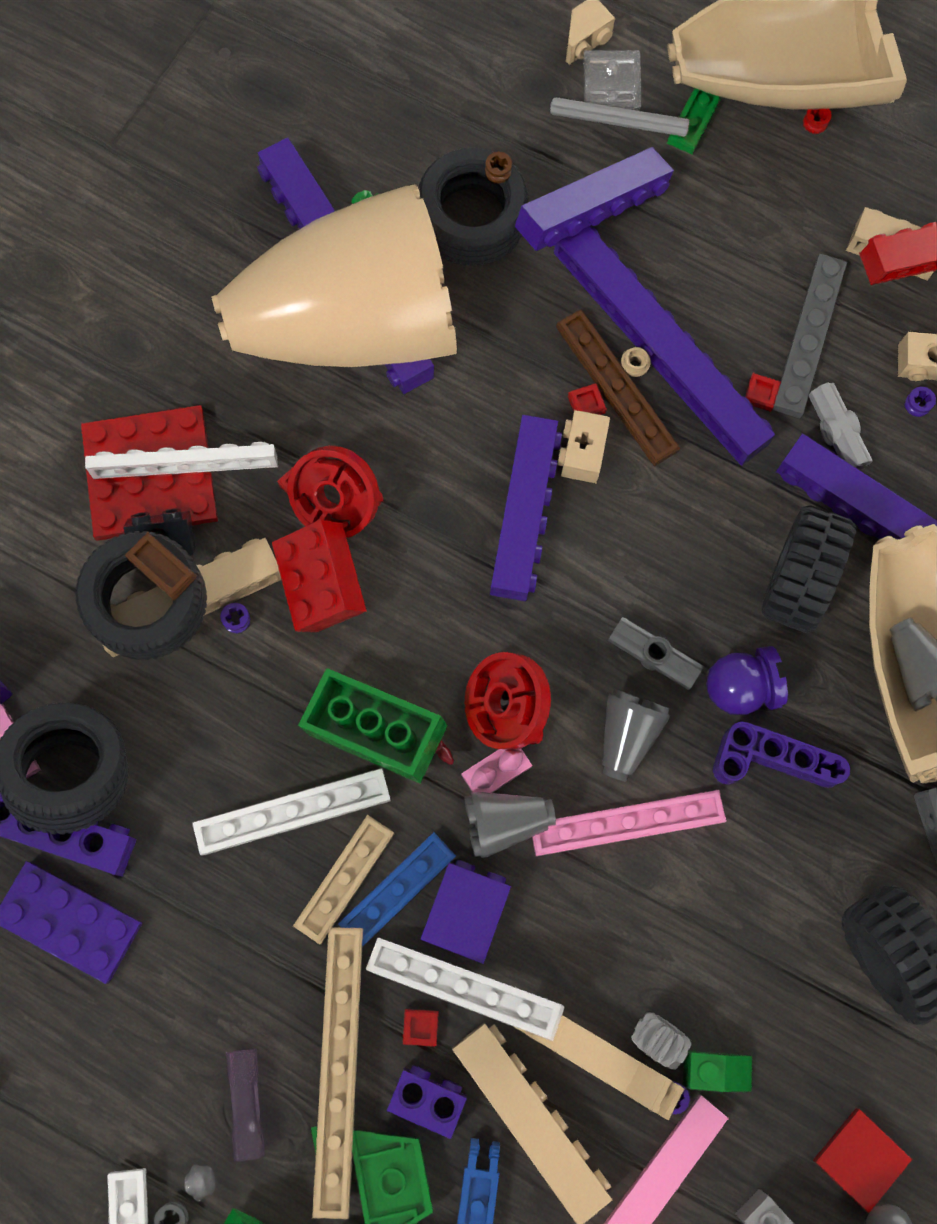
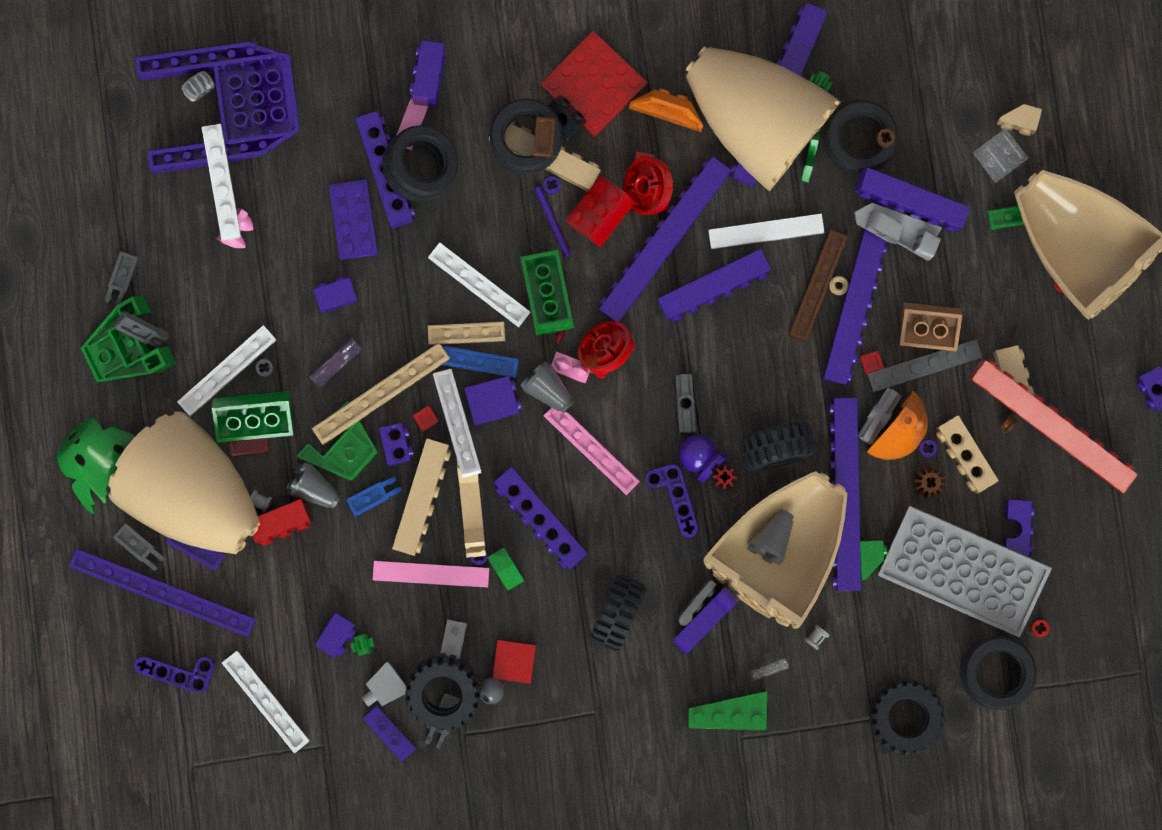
camera: 55 degrees right, 10 degrees up
(148, 1029) = (335, 294): none -> dark purple brick
(181, 461) = (615, 105): white plate -> none
(200, 1182) = (288, 368): clear plate -> none
(256, 401) = (668, 108): none -> orange wedge
(284, 652) = (552, 221): none -> dark purple bar
(421, 530) = (665, 240): none -> dark purple brick
(459, 288) = (810, 157): none -> green tile
(501, 400) = (766, 231): none -> white tile
(587, 400) = (797, 276): red tile -> none
(588, 430) = (781, 292): tan brick -> none
(619, 116) = (979, 176): light grey axle -> none
(622, 238) = (900, 229): none -> light grey panel
(629, 732) = (635, 417): dark grey cone -> none
(661, 1040) = (499, 531): light grey gear -> none
(764, 951) = (511, 478): none -> dark purple brick
(769, 289) = (930, 326): none -> medium nougat slope
(799, 675) = (728, 481): none -> red gear
(896, 387) = (904, 433): none -> orange cone

